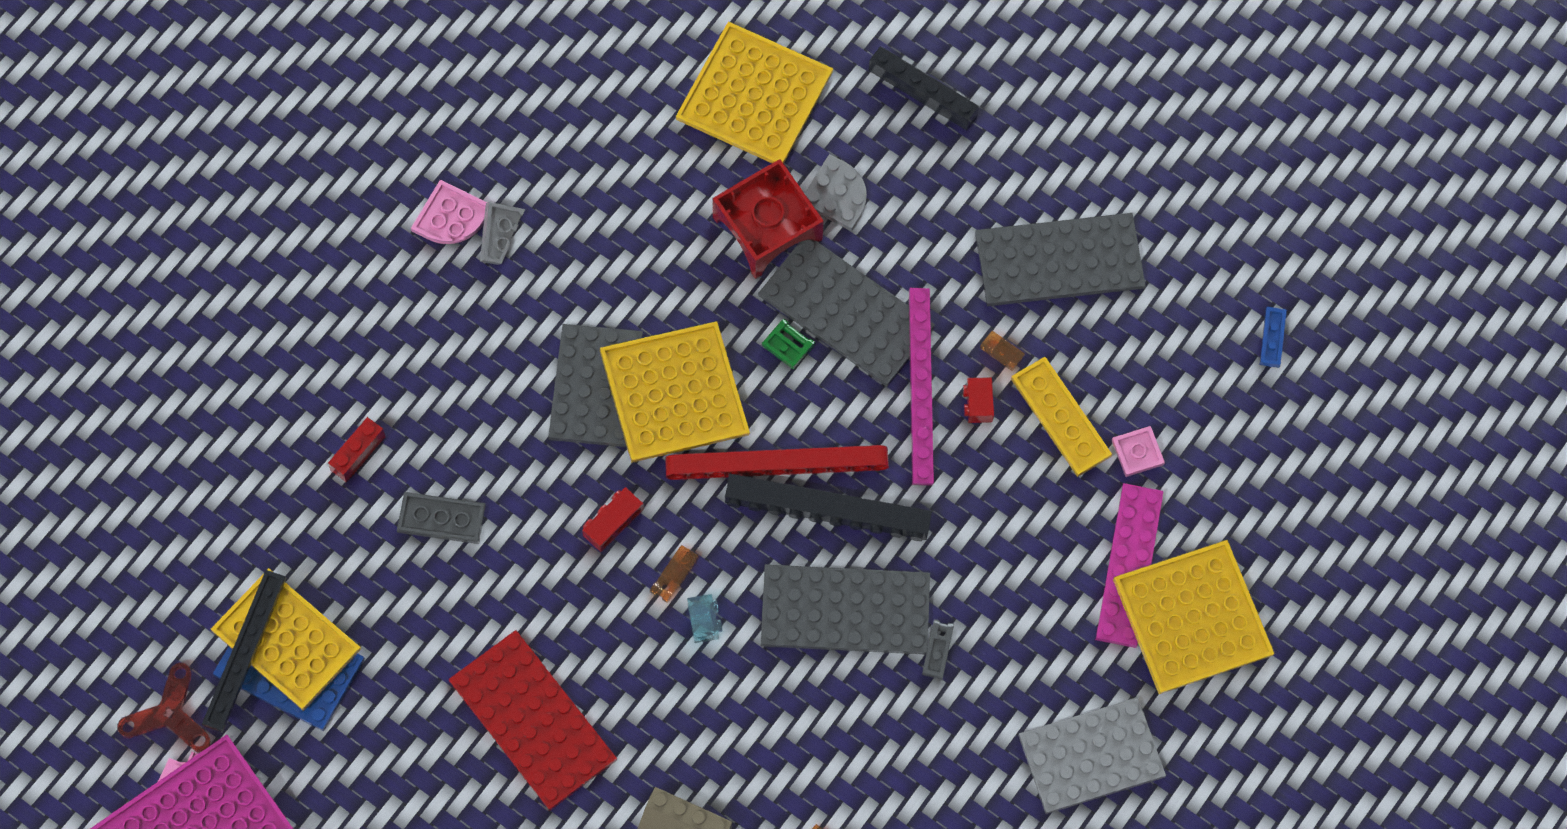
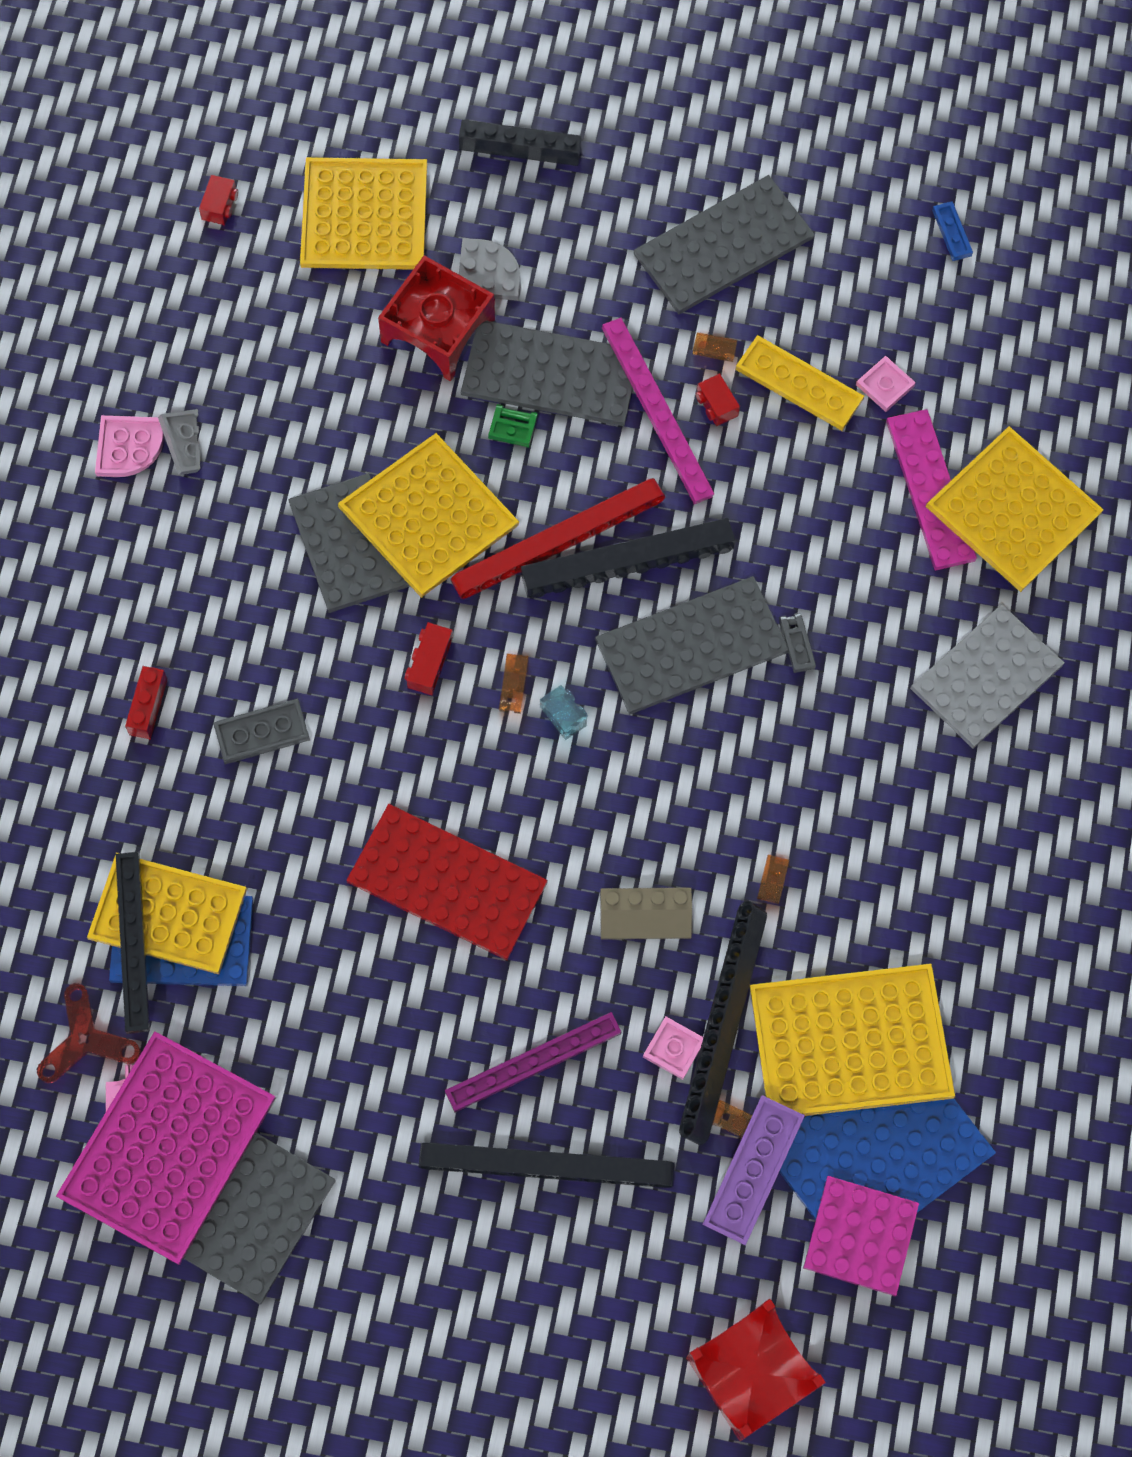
camera: 25 degrees left, 0 degrees up
(633, 28) = (218, 200): none -> red brick

